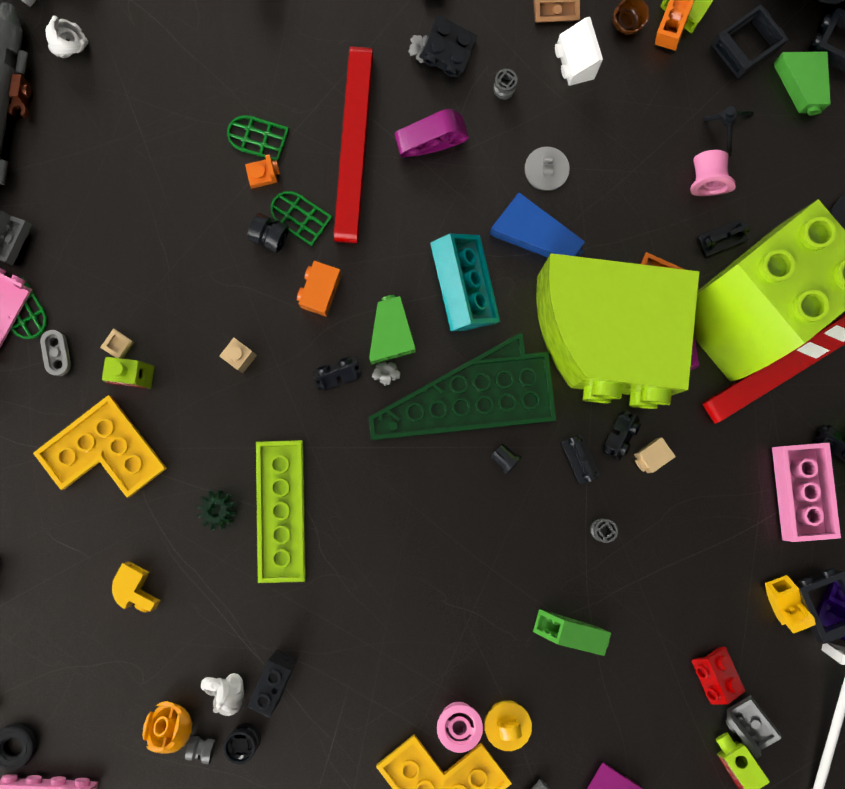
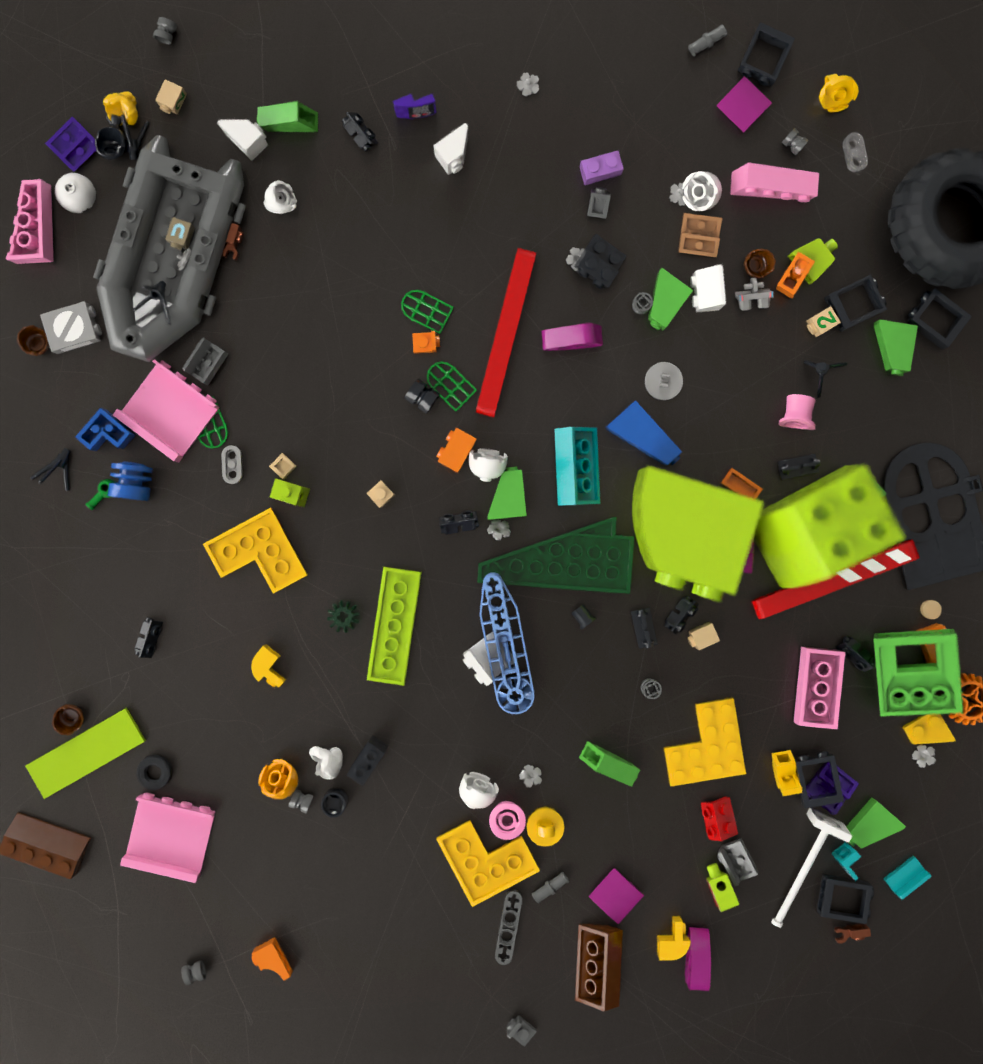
camera: 15 degrees right, 5 degrees up
(358, 298) = (487, 464): none -> white cylinder
(401, 529) = (477, 658): none -> white bracket
(412, 496) = (503, 633): none -> medium blue beam
(416, 695) = (477, 790): none -> white cylinder
(478, 665) = (530, 776): none -> light grey plant
(534, 73) = (667, 299): none -> bright green slope
(642, 53) = (762, 295): none -> light grey hips
(699, 593) = (717, 753): none -> yellow plate
(717, 68) = (822, 322): none -> tan brick

